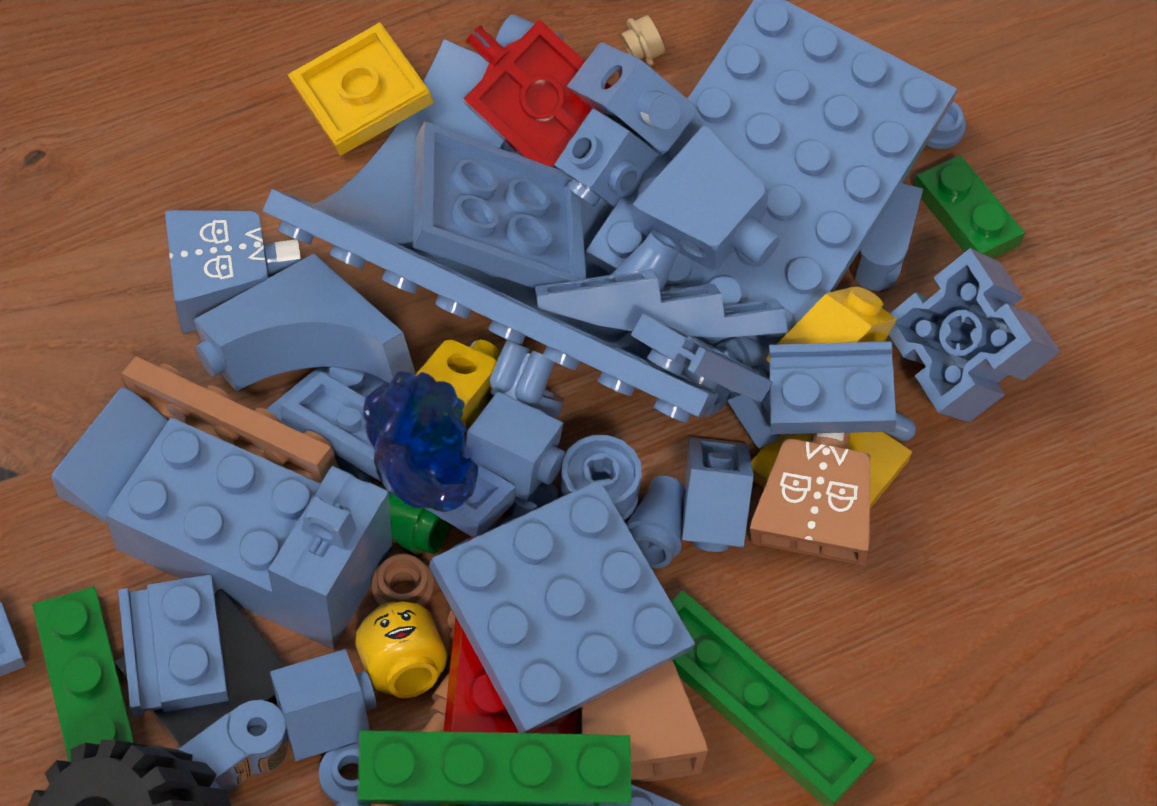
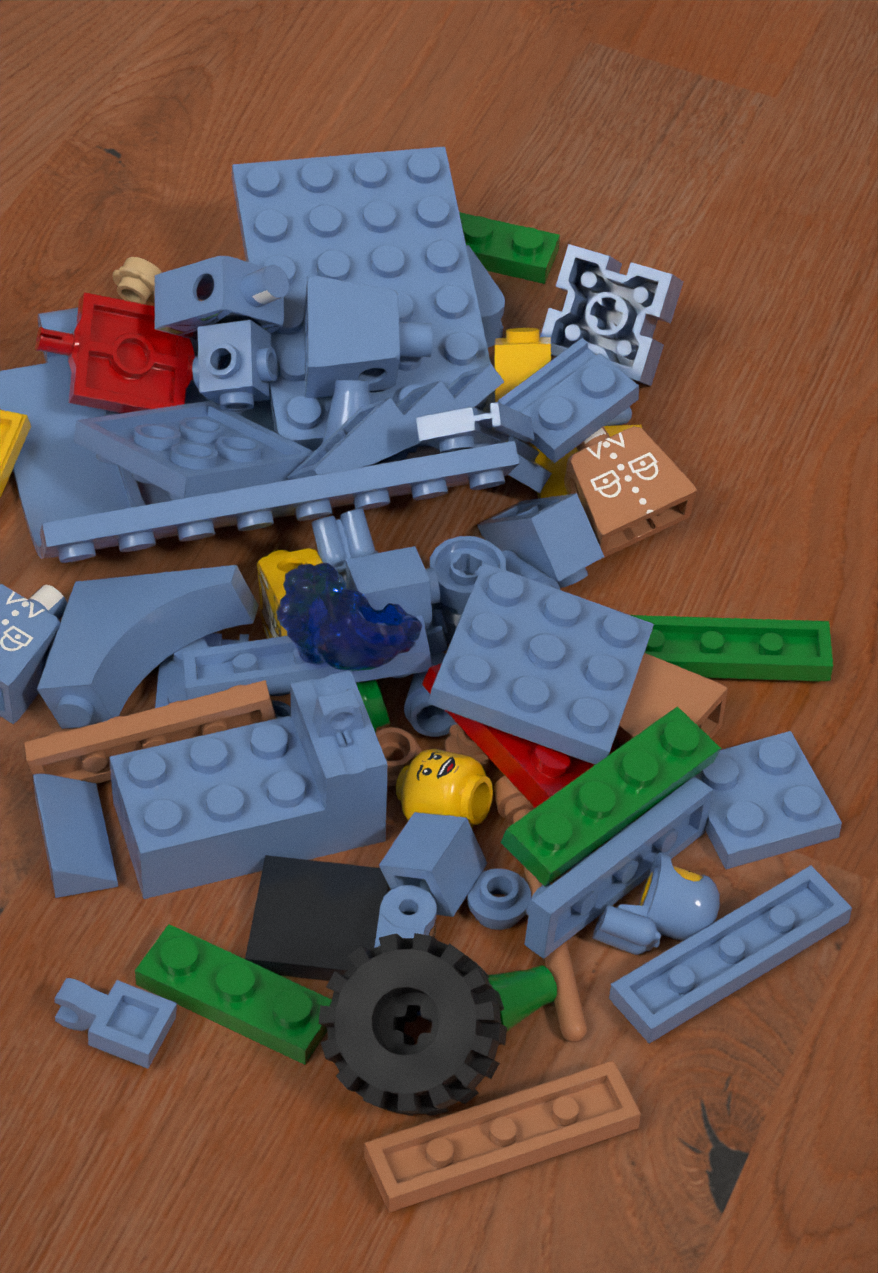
camera: 40 degrees left, 10 degrees down
(173, 645) = (280, 910): medium blue plate -> none

